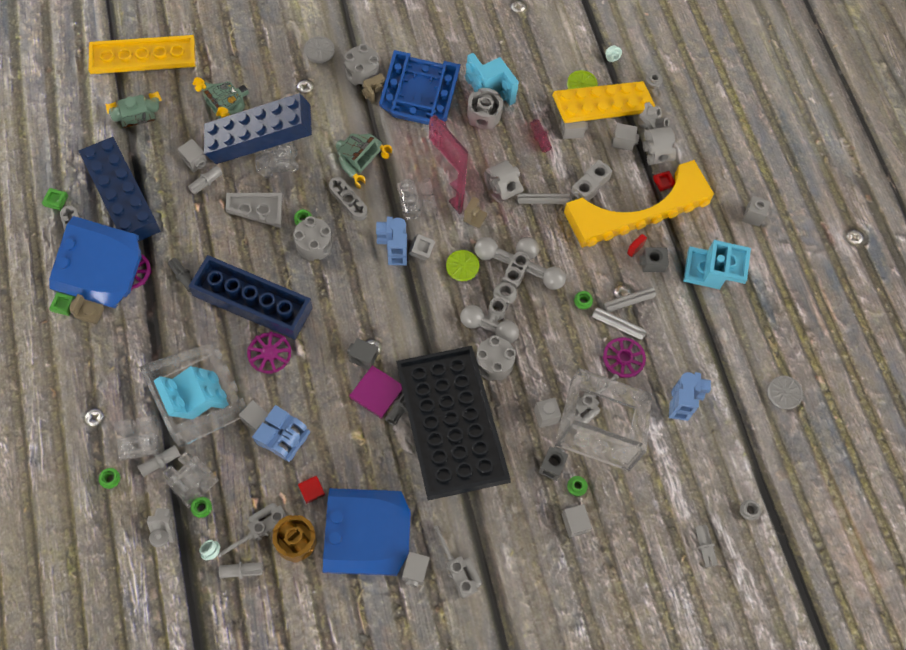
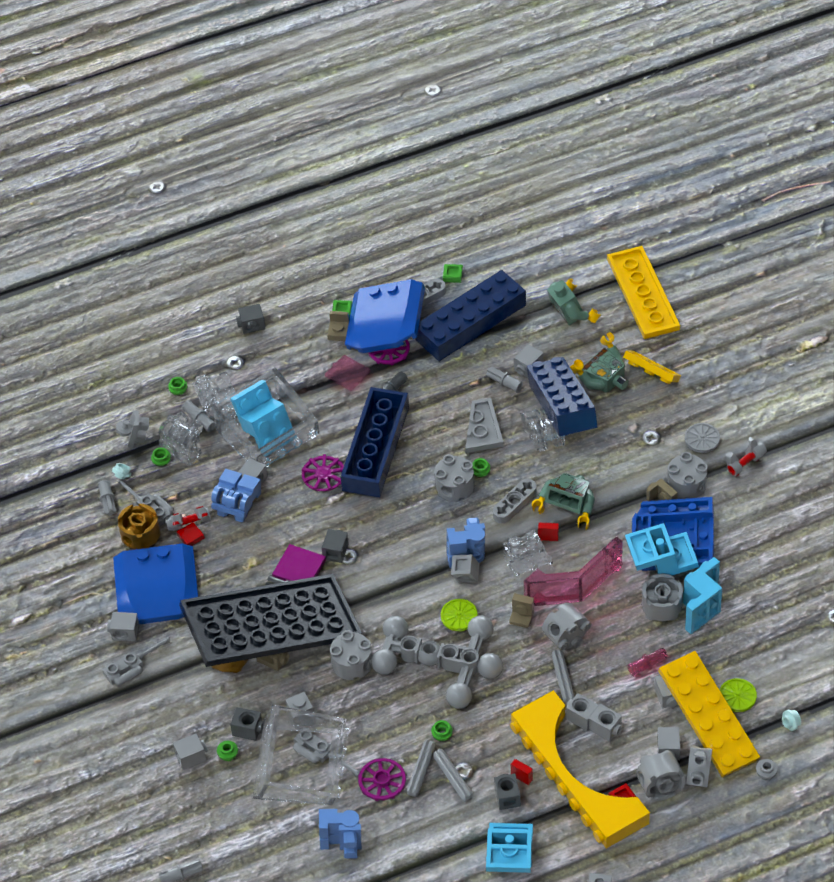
camera: 90 degrees right, 15 degrees down
(44, 390) = (251, 318): none -> dark grey brick
(147, 312) = (347, 372): none -> clear pink piece
(232, 66) = (651, 367): none -> yellow plate
(295, 498) = (176, 520): none -> light grey piece
(348, 16) = (753, 452): none -> light grey piece
(392, 178) = (548, 531): none -> red tile
(450, 91) = (657, 549): none -> medium azure bracket

